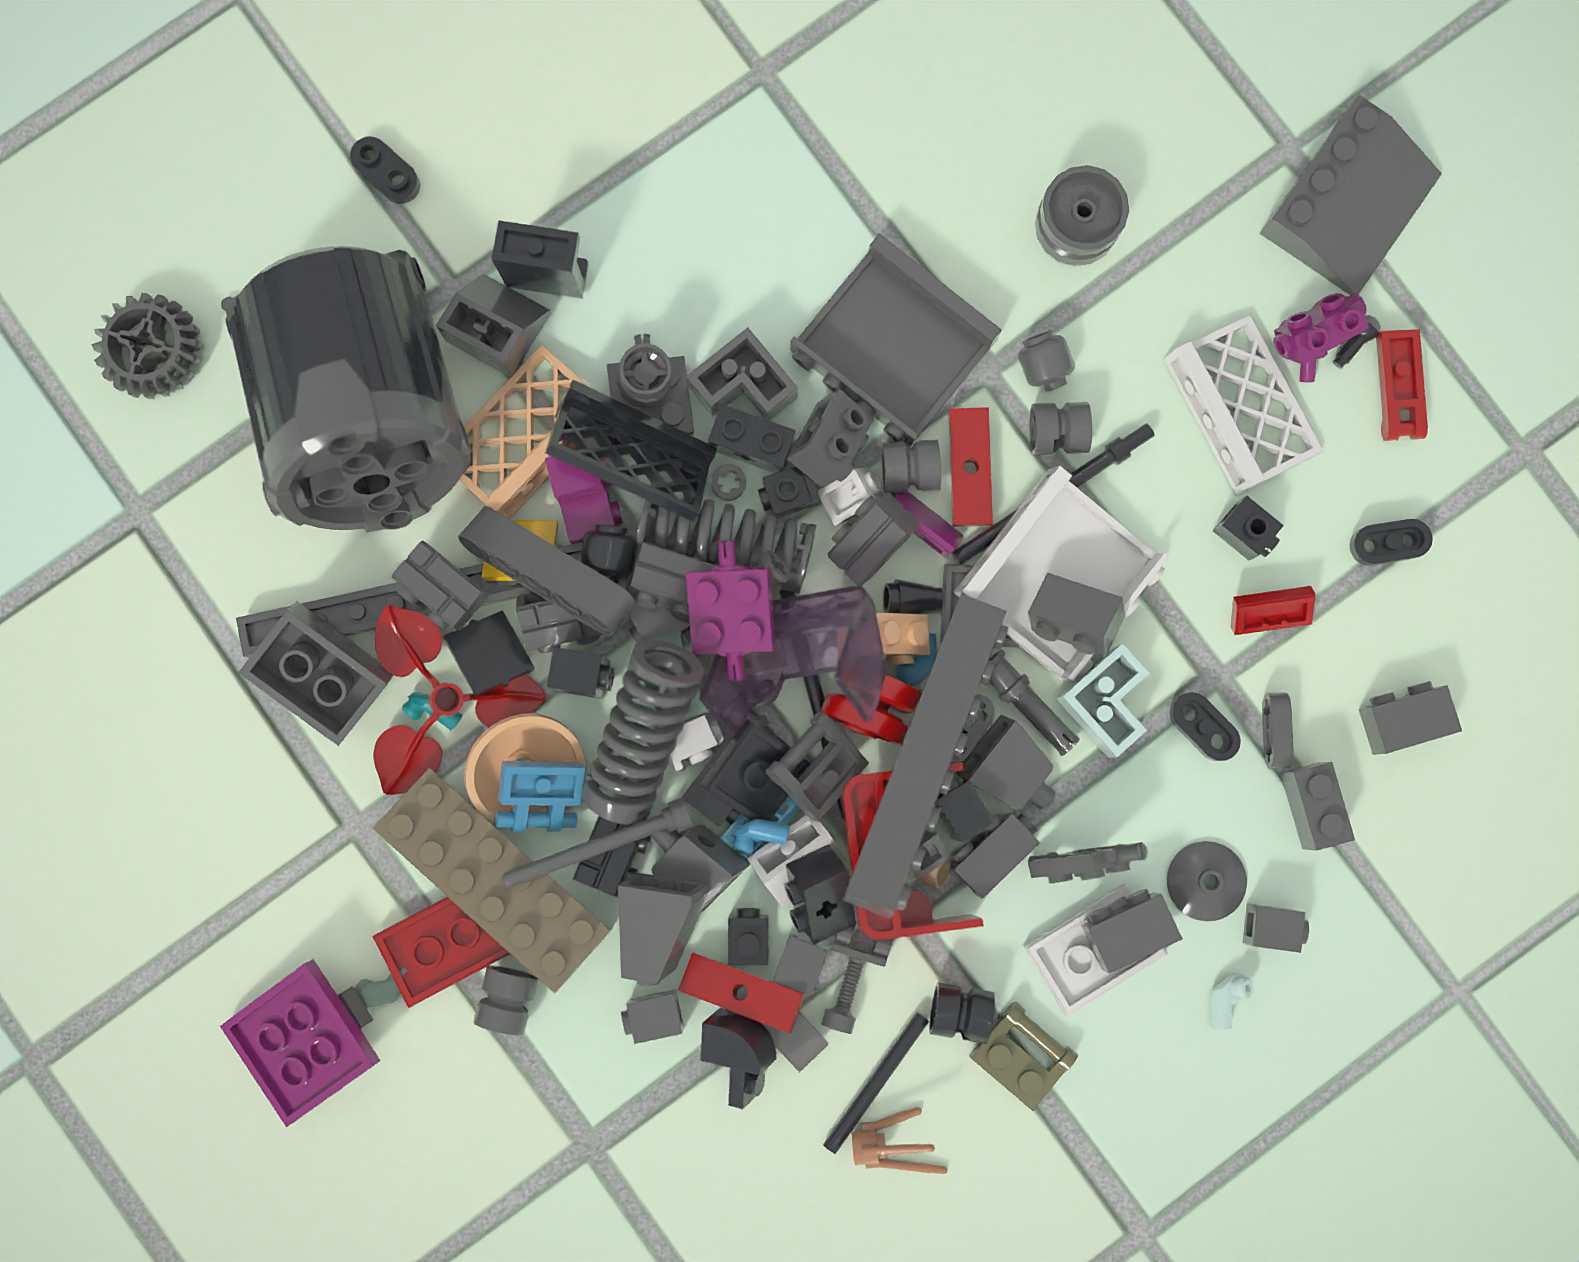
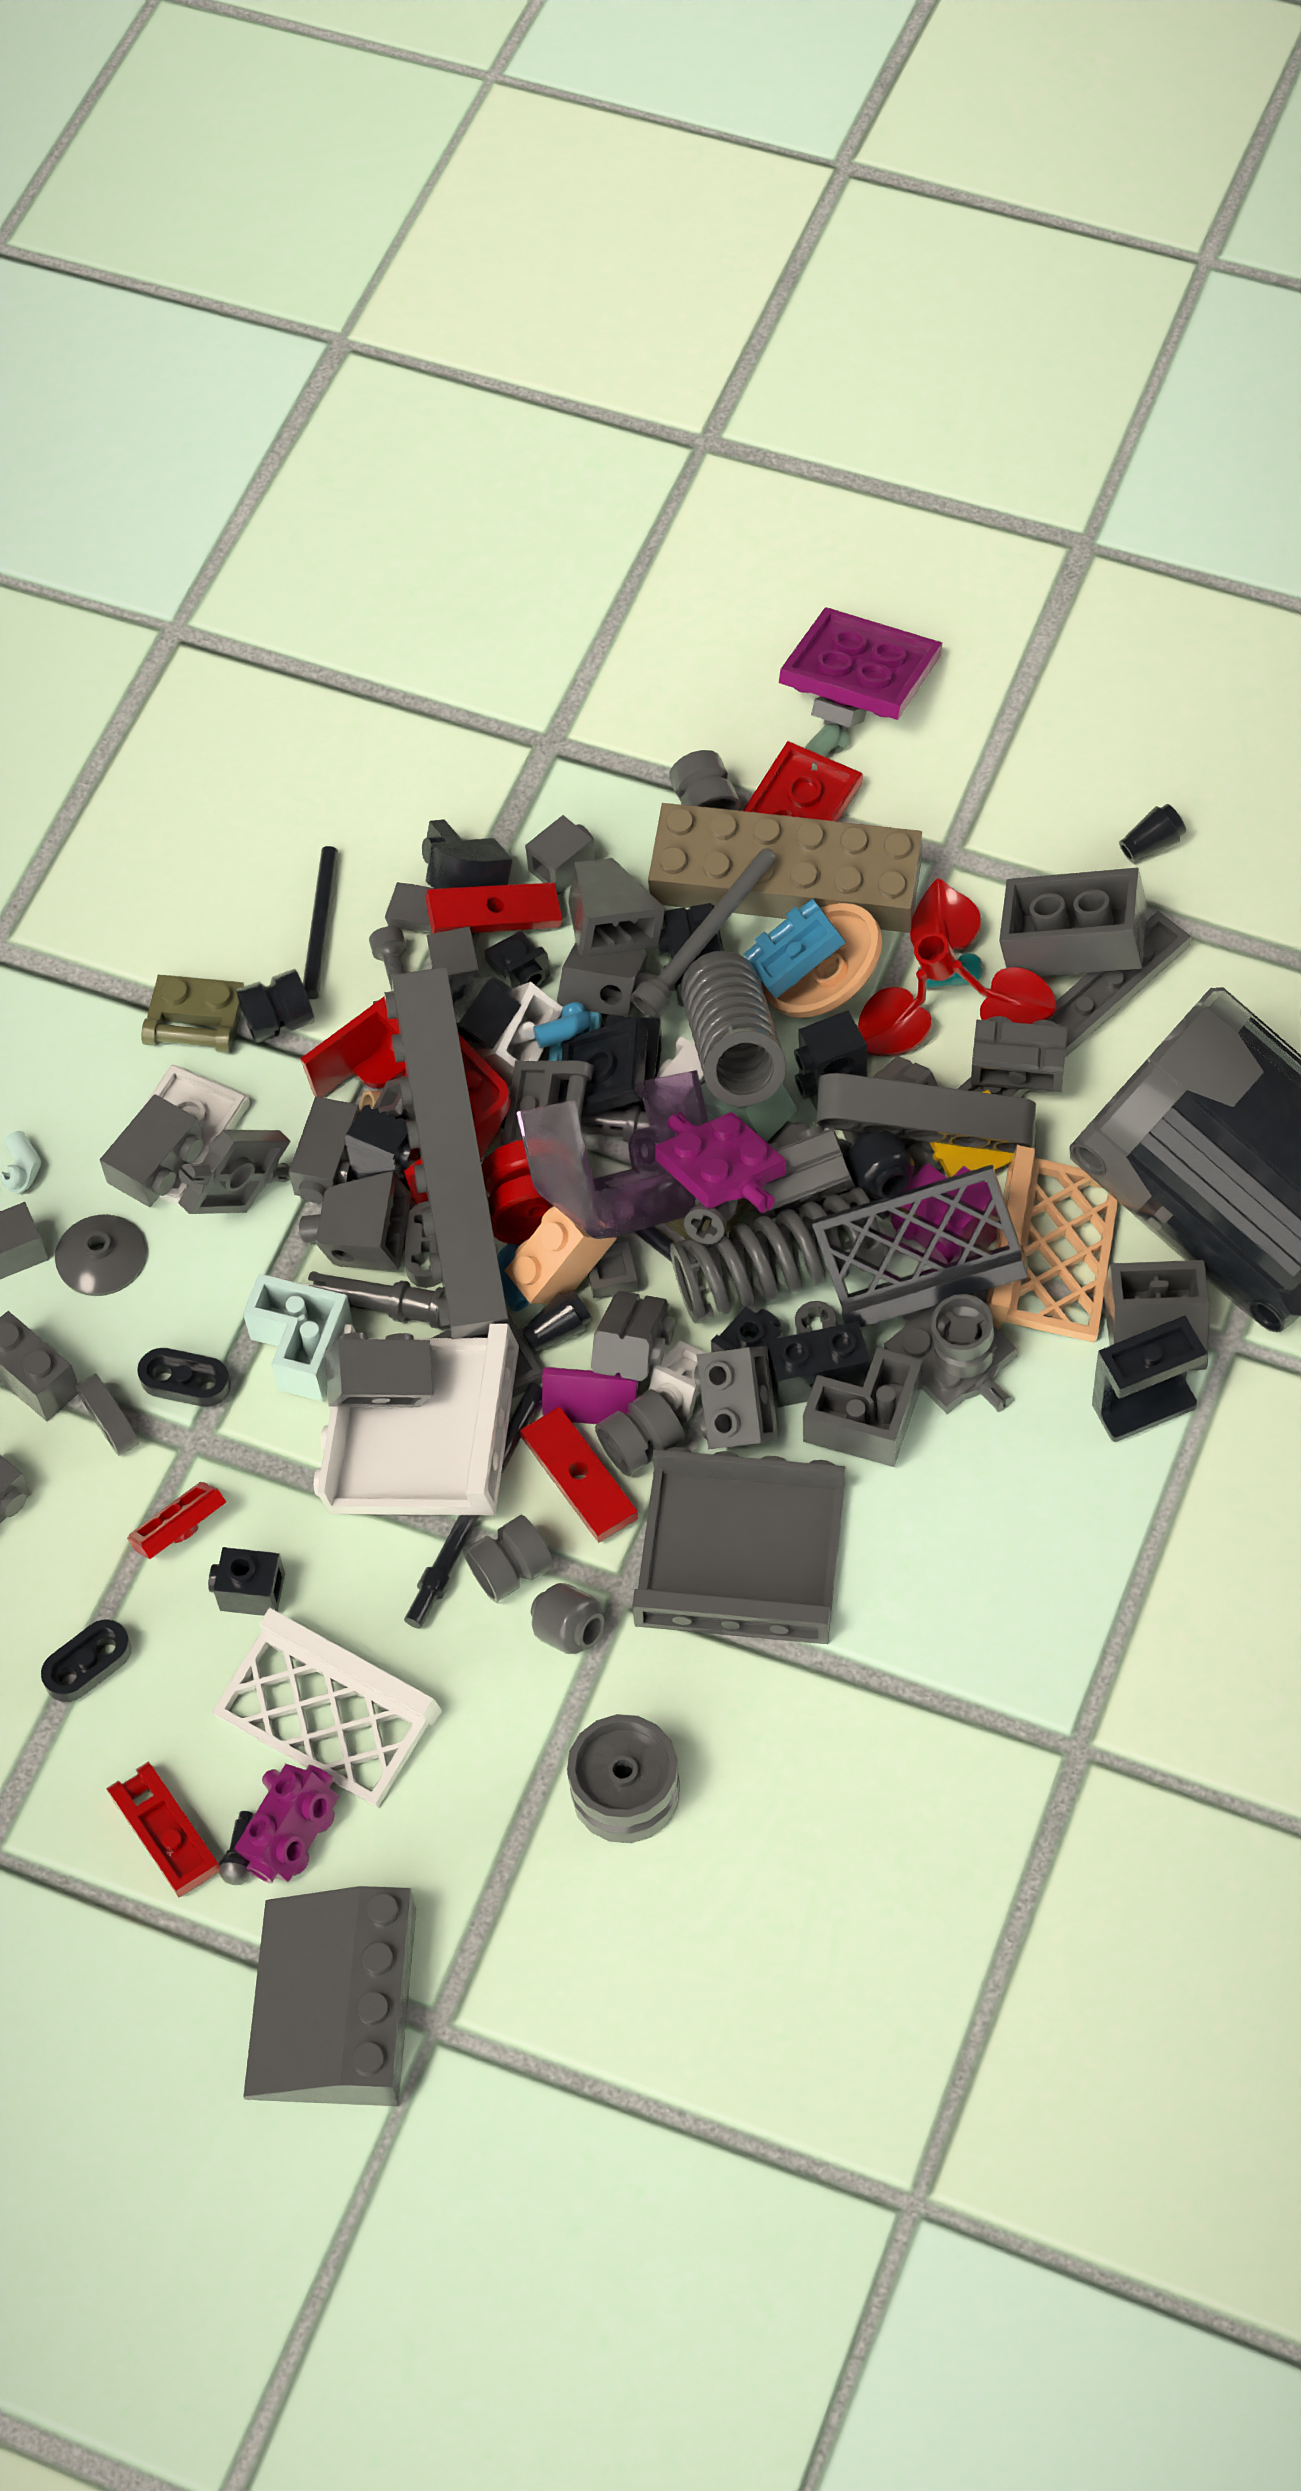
camera: 155 degrees right, 25 degrees down
(193, 732) = (1153, 833): none -> black cone
(488, 653) = (933, 1038): black piece -> none
(871, 1147) = (290, 868): nougat plant -> none

